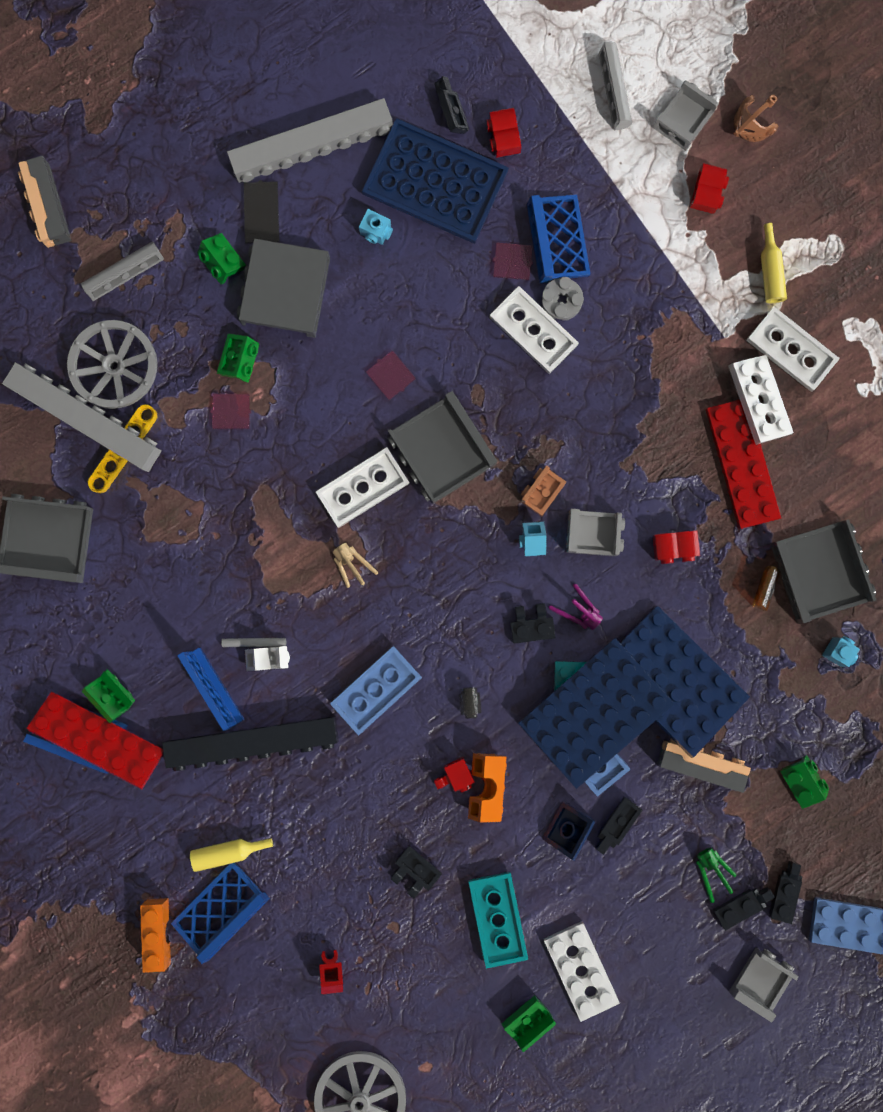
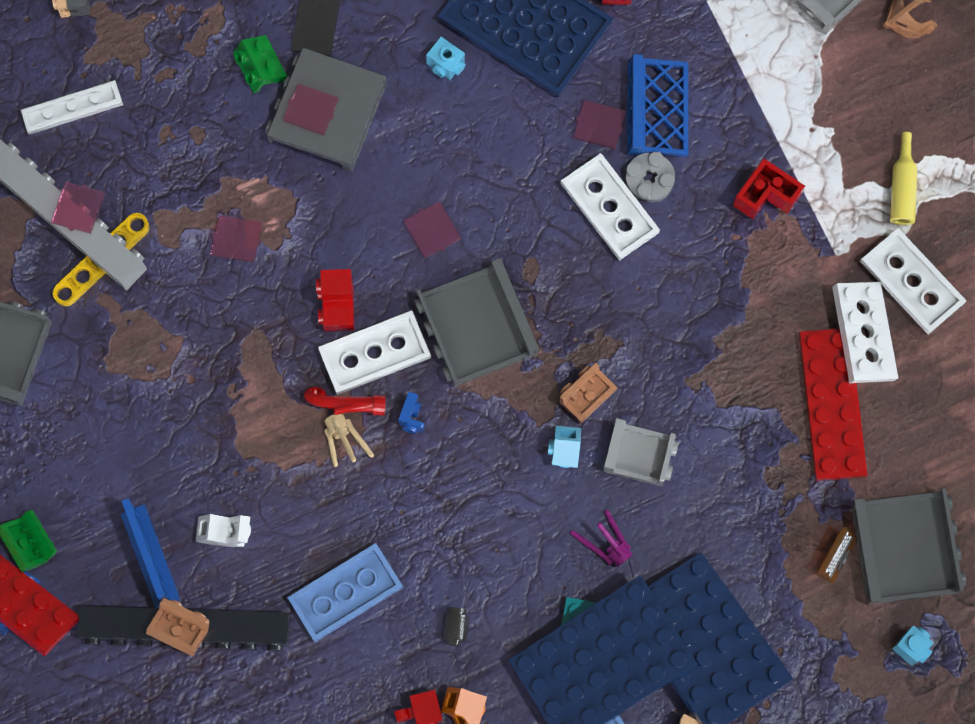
camera: 10 degrees right, 10 degrees down
(72, 323) = (71, 107): none -> white tile
(92, 410) = (78, 207): none -> clear pink piece
(108, 363) = (112, 155): light grey wheel -> none
(122, 271) = (143, 58): light grey brick -> none
(238, 357) = (257, 178): green bracket -> none
(246, 748) = (178, 626): none -> nougat bracket
(254, 642) = (205, 509): light grey bar -> none
(271, 291) = (311, 109): none -> clear pink piece
(322, 533) = (345, 404): none -> red plant
(324, 450) = (337, 293): none -> red brick
(401, 530) = (411, 409): none -> blue bracket
(534, 629) = (546, 554): black plate -> none
(660, 289) = (770, 185): none -> red brick
(676, 545) = (735, 485): red brick -> none
(709, 188) = (843, 81): red brick -> none

